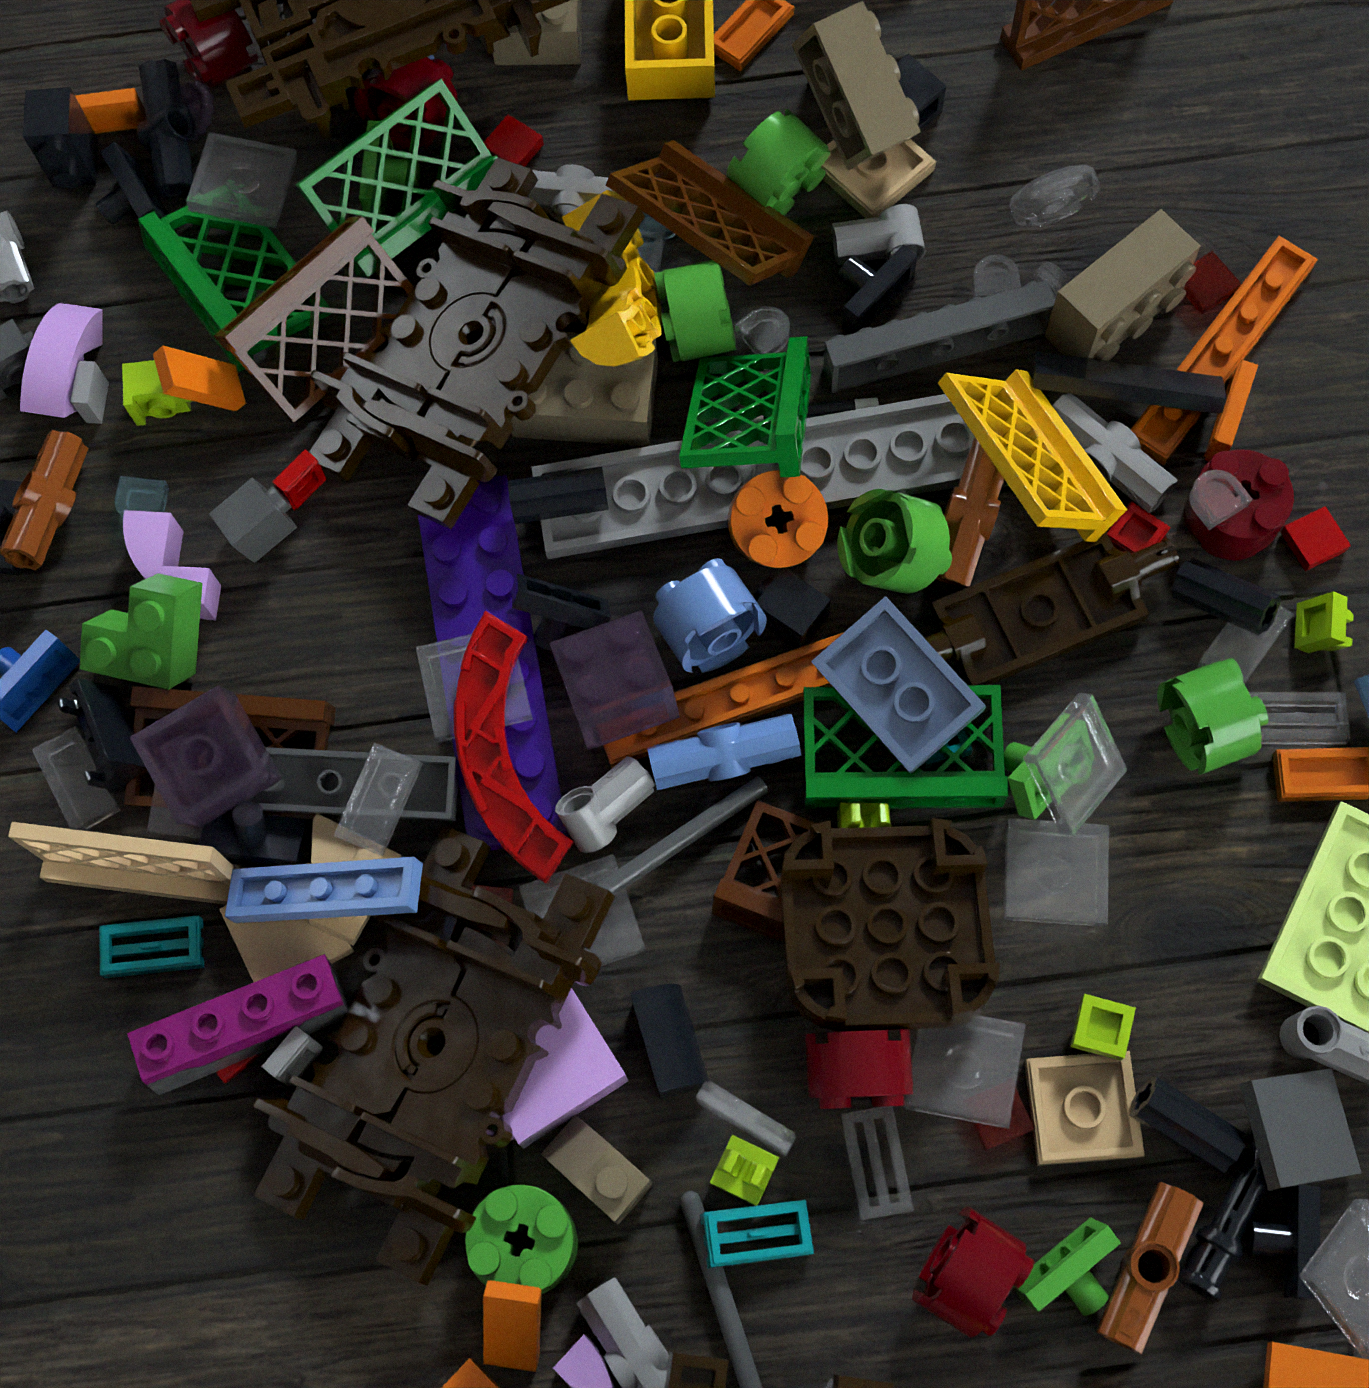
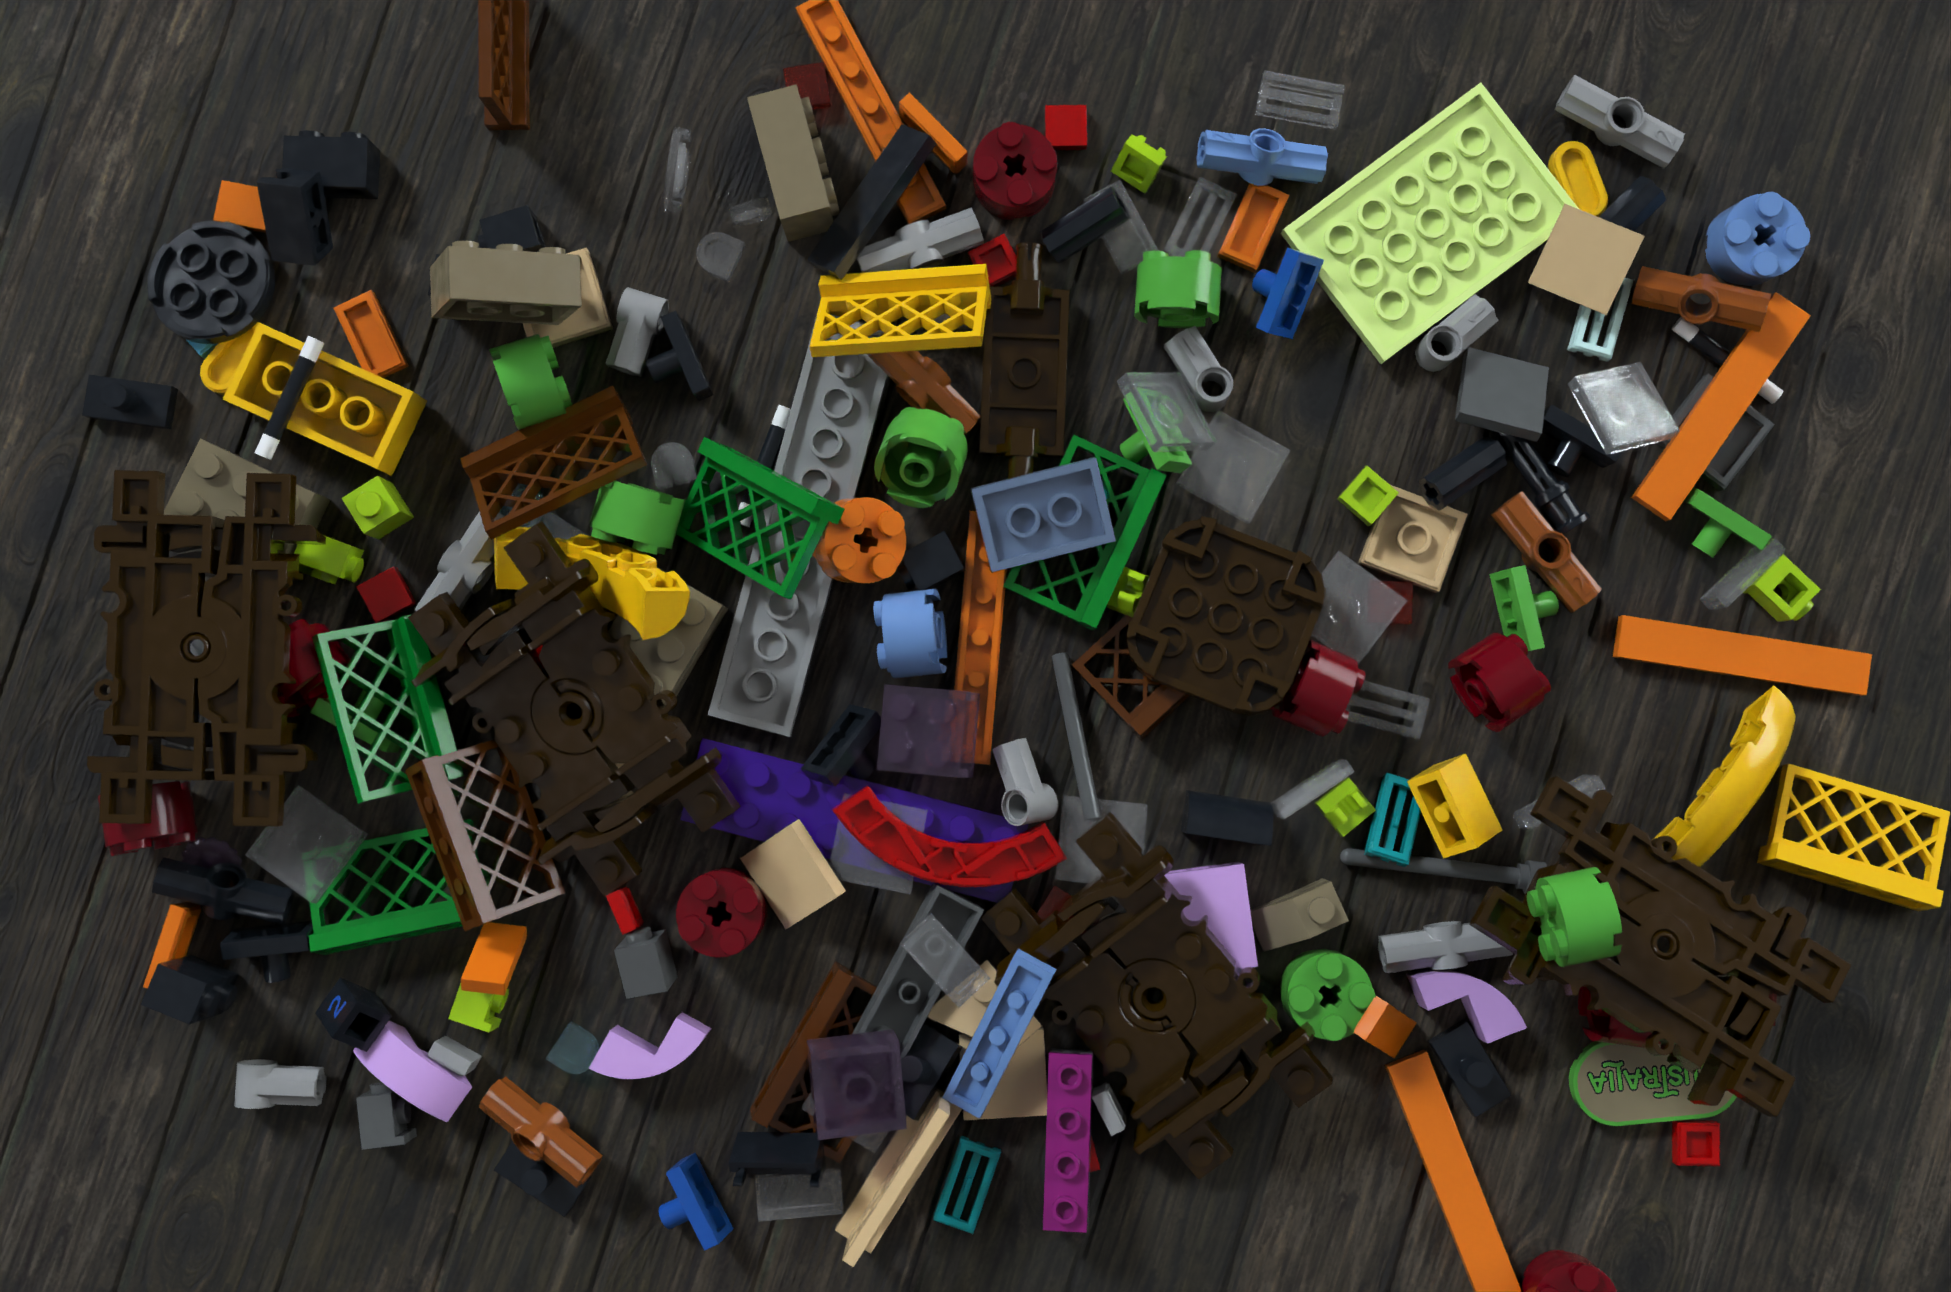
camera: 75 degrees left, 15 degrees up
(93, 284) = (353, 1014): none -> black brick
(153, 640) = (716, 1089): bright green brick -> none
(343, 545) = (699, 923): none -> dark red brick
(405, 616) = (792, 874): none -> tan tile
(521, 78) = (331, 560): none -> lime brick
(558, 495) = (750, 705): black axle -> none
(591, 96) = (377, 507): none -> lime brick
(724, 751) = (1024, 672): medium blue piece -> none
(804, 1291) = (1454, 806): none -> yellow brick
(937, 336) = (753, 328): dark grey piece -> none
(1141, 784) = (1198, 366): none -> light grey piece
(1217, 497) = (1012, 190): clear tile -> none
(1275, 835) = (1286, 292): none -> blue tile

